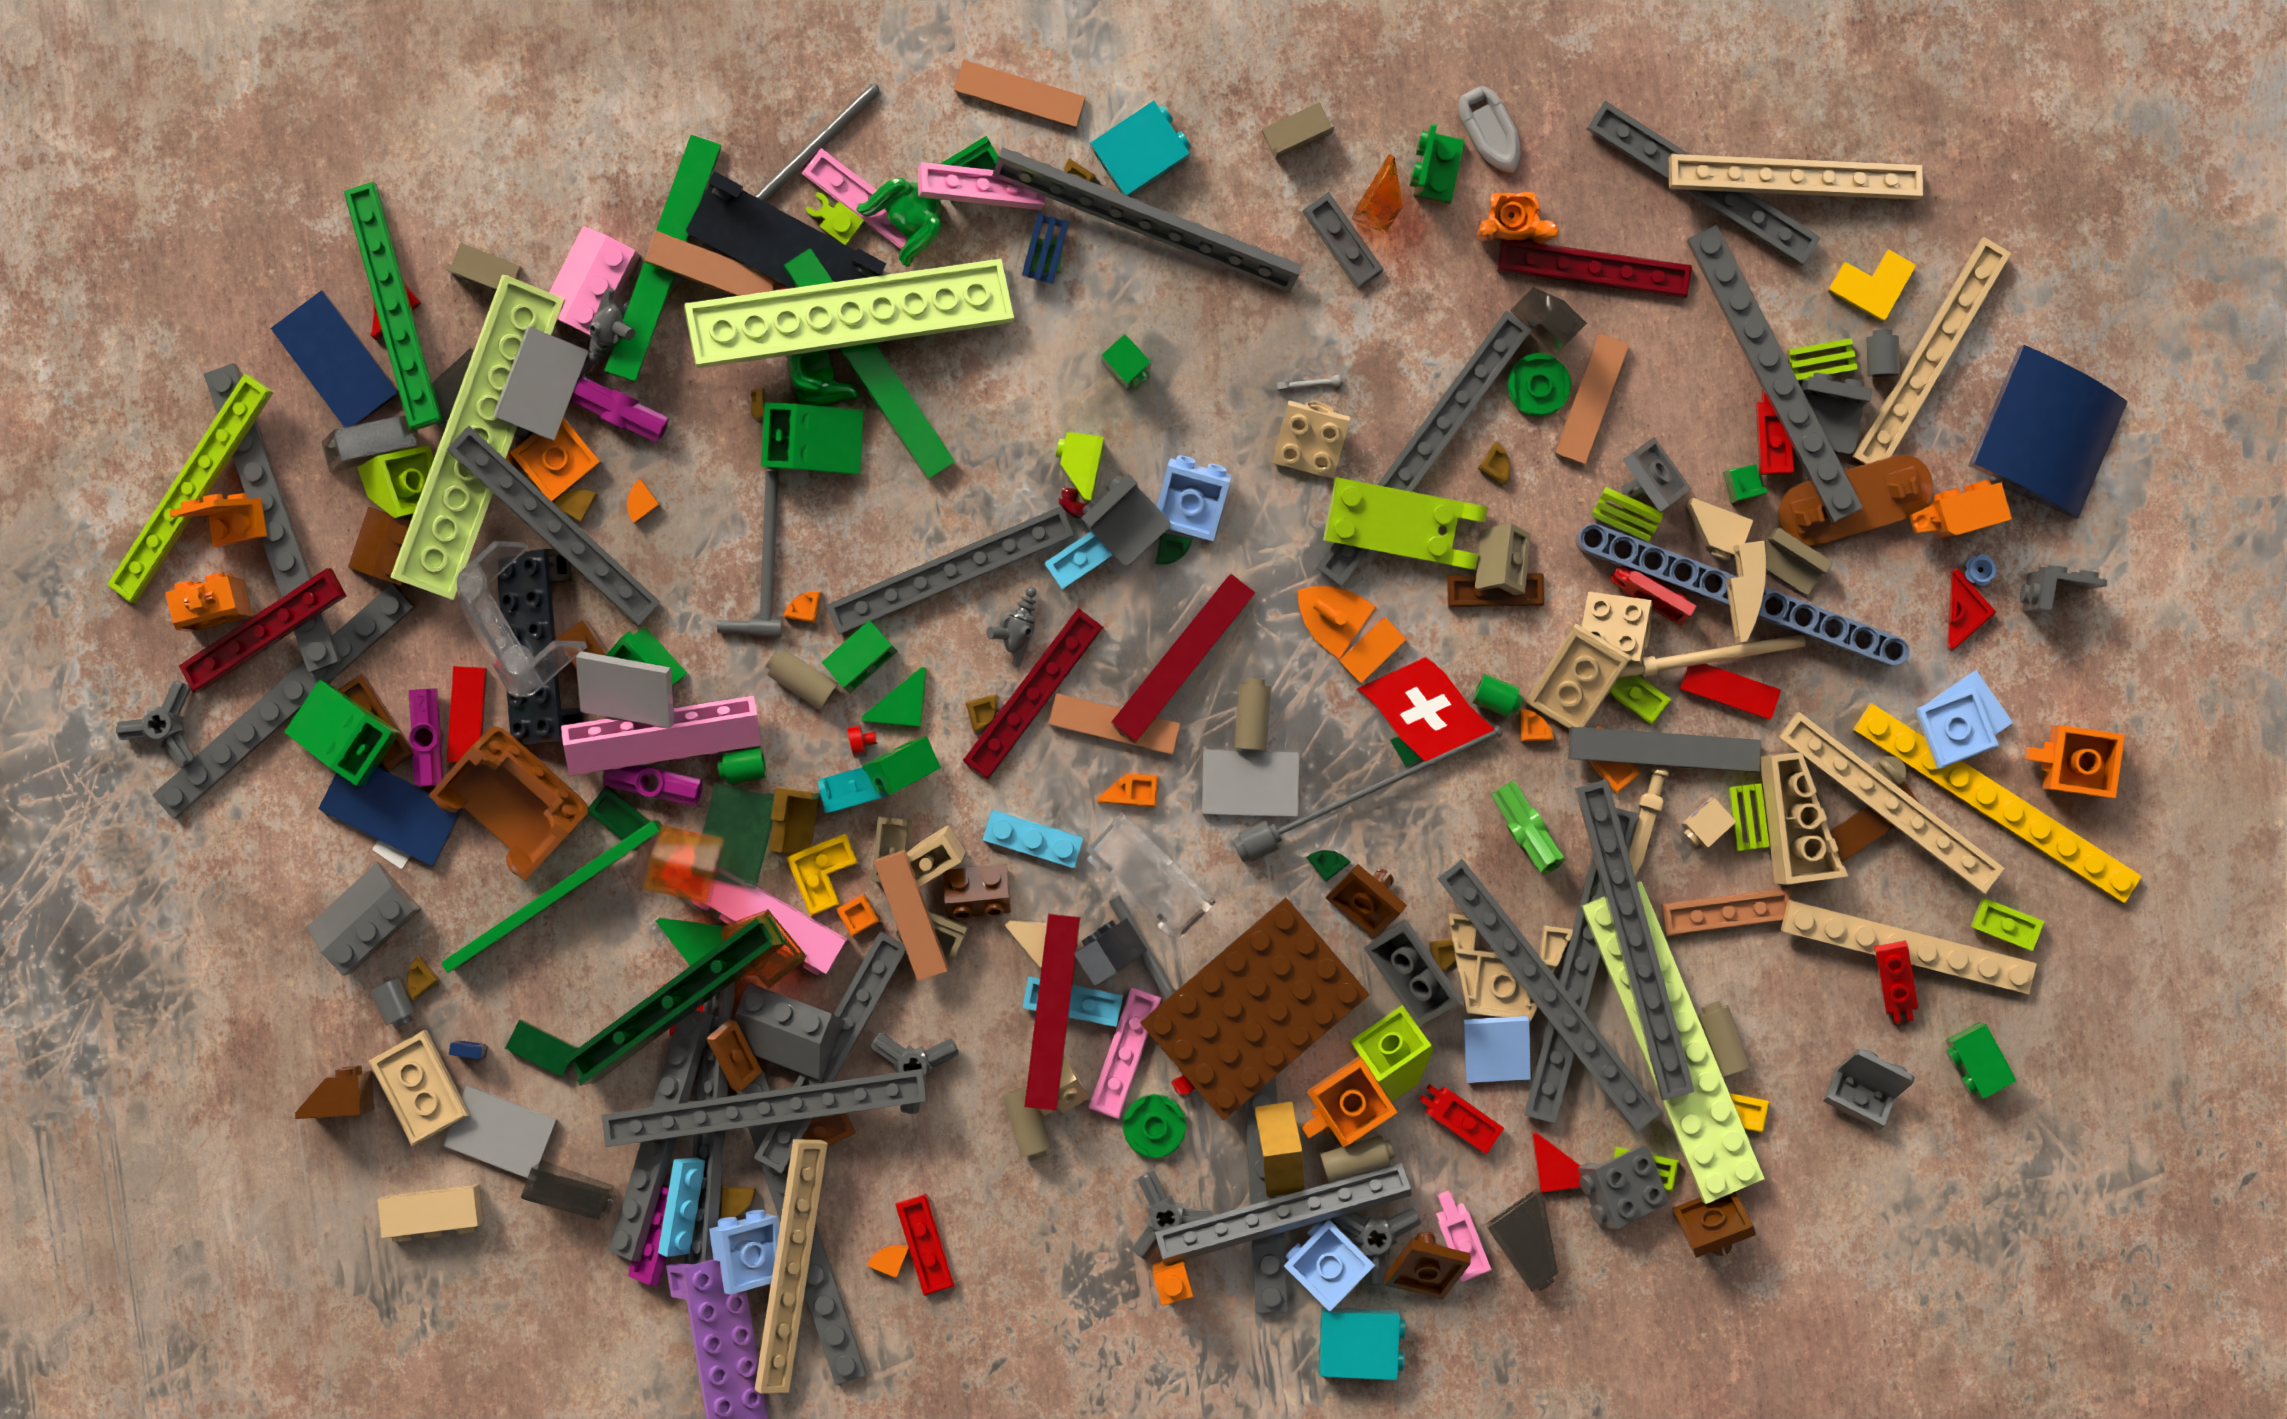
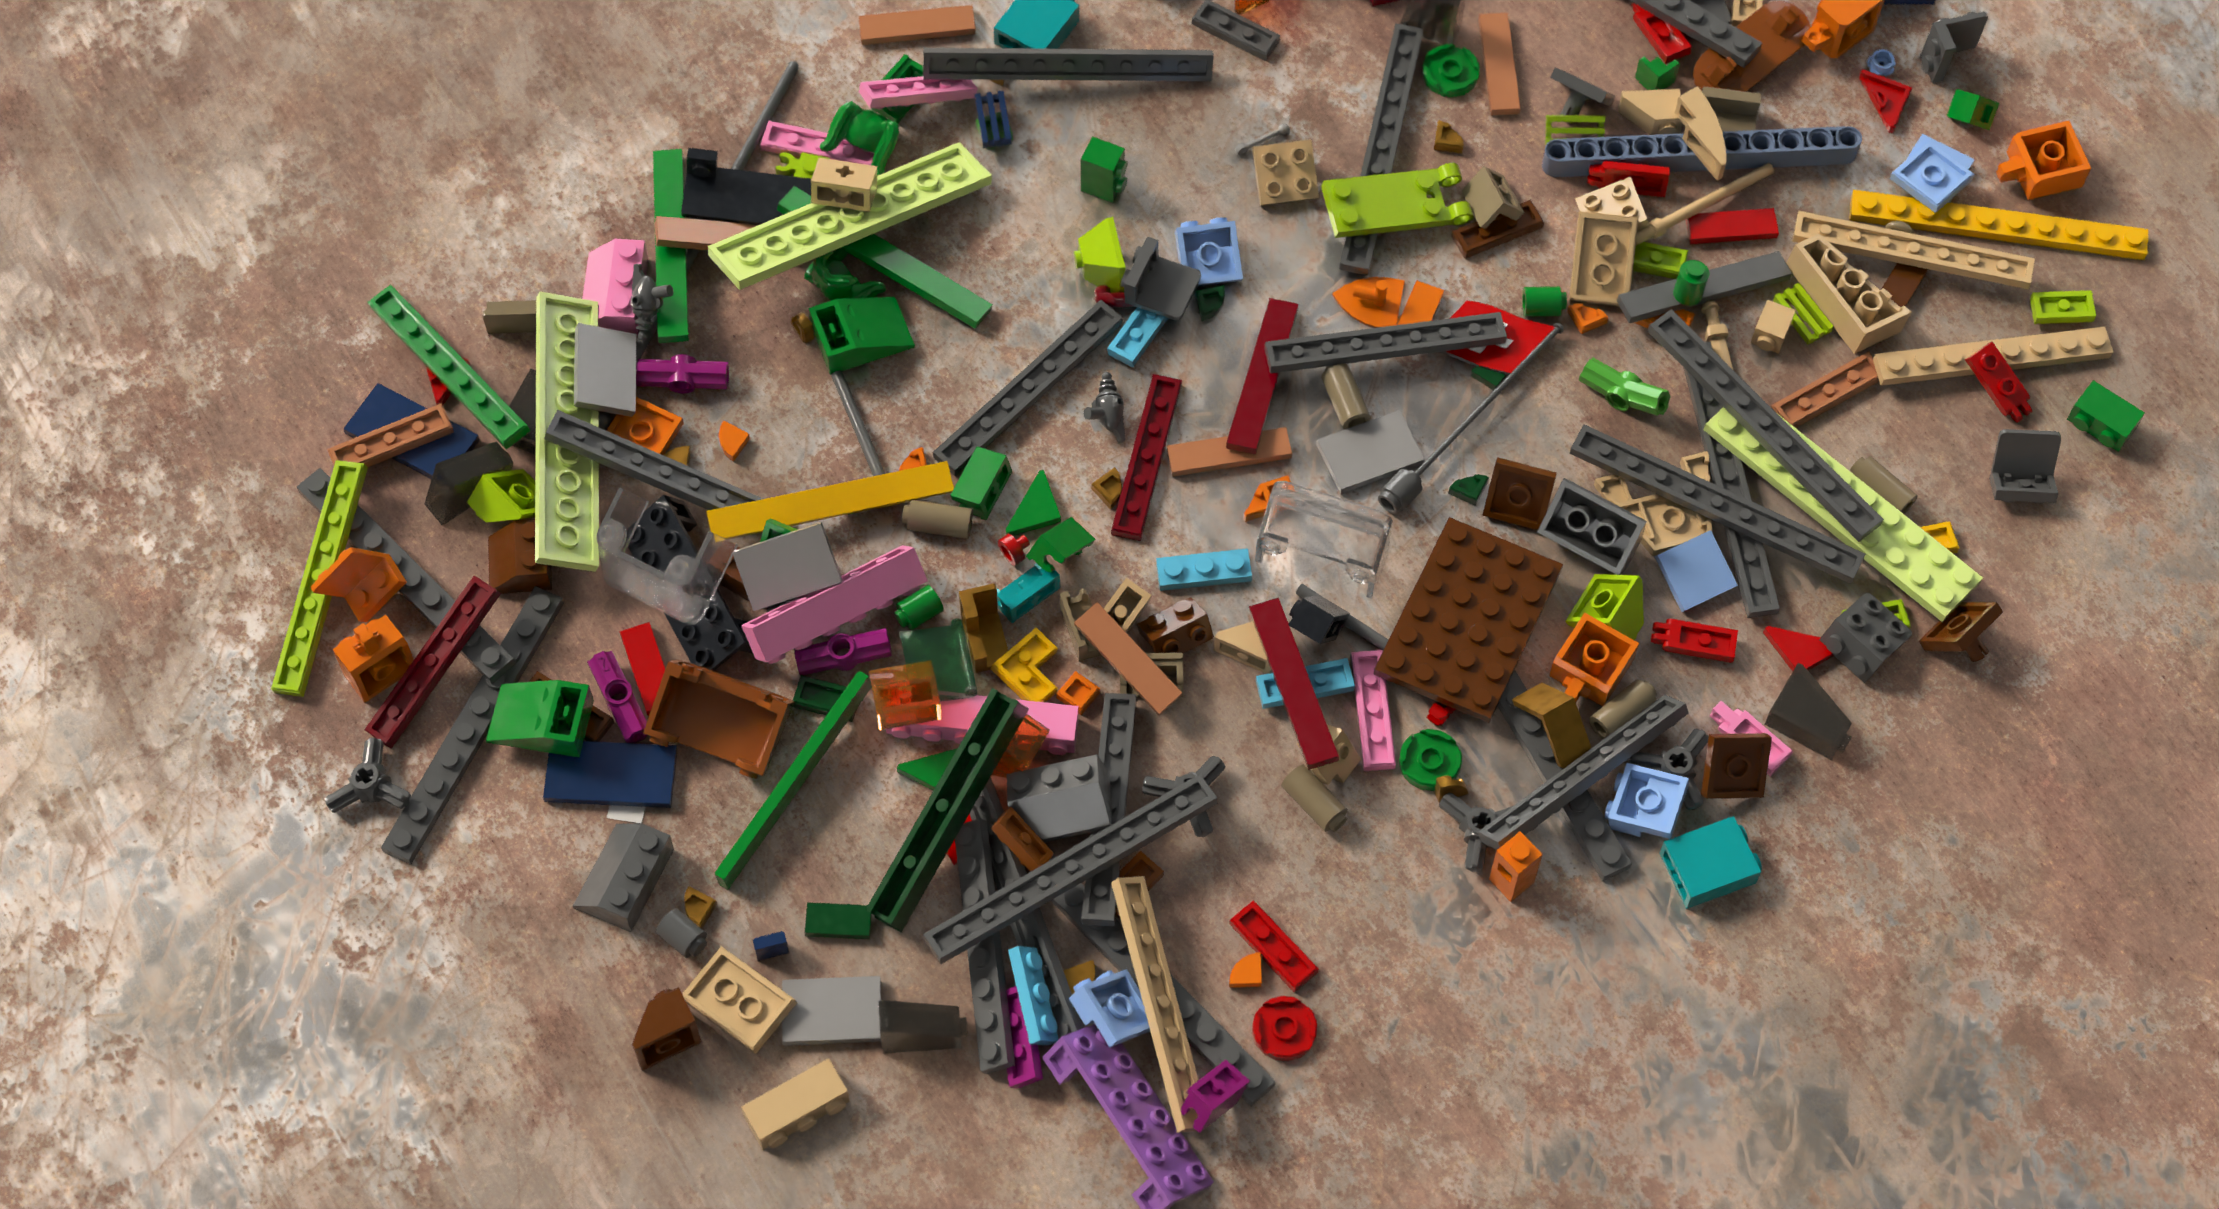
camera: 25 degrees left, 25 degrees down
(310, 364) = (394, 438): none -> nougat tile
(702, 620) = (832, 500): none -> yellow tile
(801, 1373) = (1214, 1094): none -> magenta hinge
(863, 294) = (844, 184): none -> tan brick
(898, 1326) = (1284, 1028): none -> red tile
(1159, 1165) = (1446, 784): none -> pearl gold tile
(1316, 680) = (1385, 342): none -> dark grey plate
(1646, 752) = (1691, 282): none -> green brick
(2042, 665) = (1973, 109): none -> green panel

